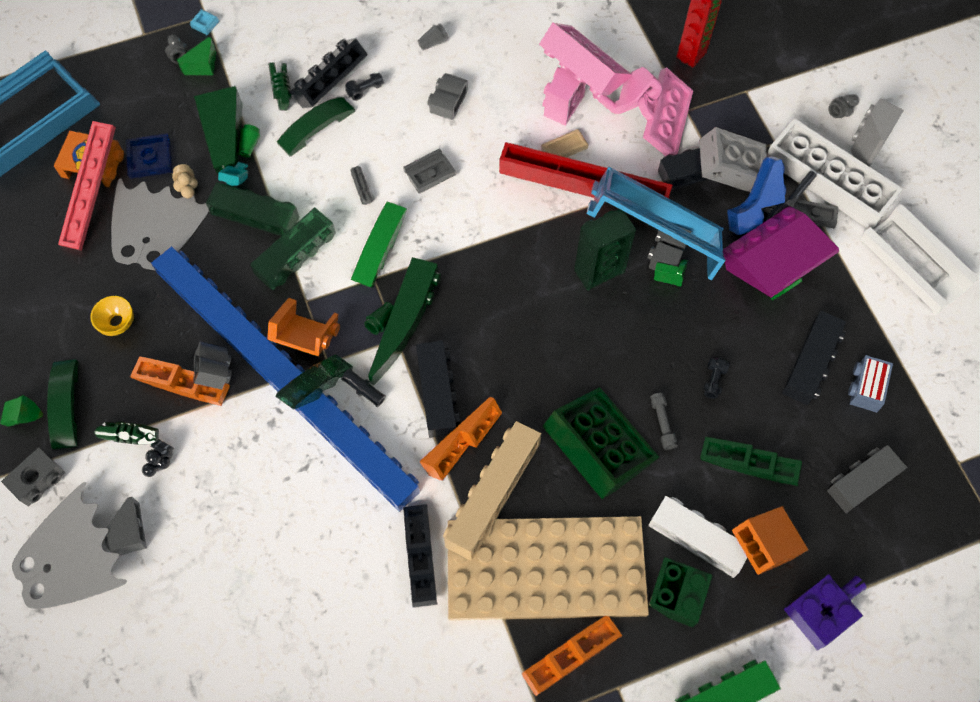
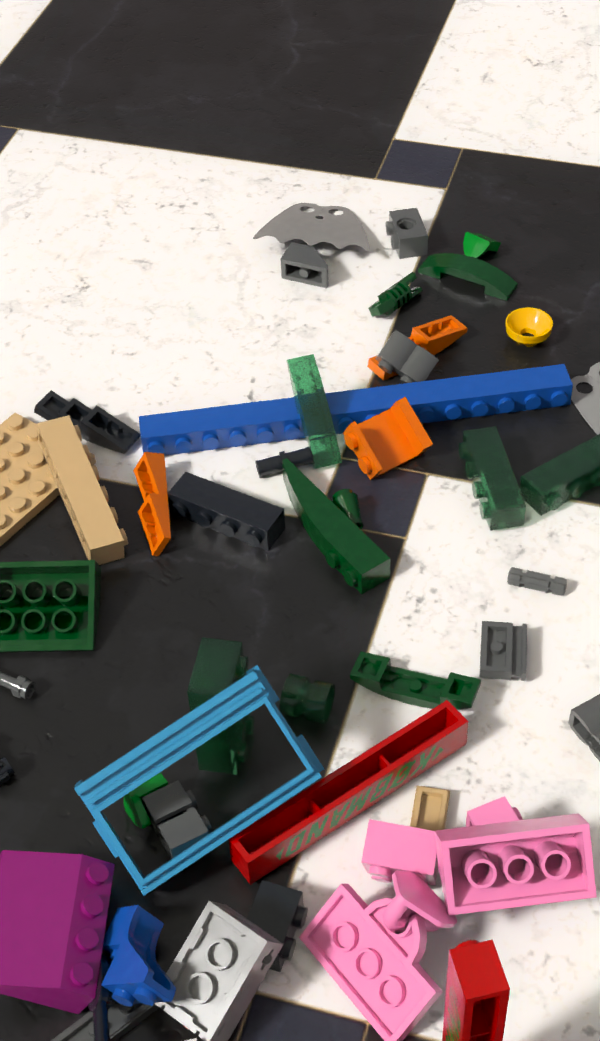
camera: 130 degrees right, 20 degrees down
(157, 458) = (353, 305): black piece -> none
(378, 244) = (440, 551): green slope -> none
(487, 196) = (413, 687): none -> dark green slope
(544, 239) = (307, 698): none -> clear green wheel
(604, 128) = (402, 848): none -> bright pink brick

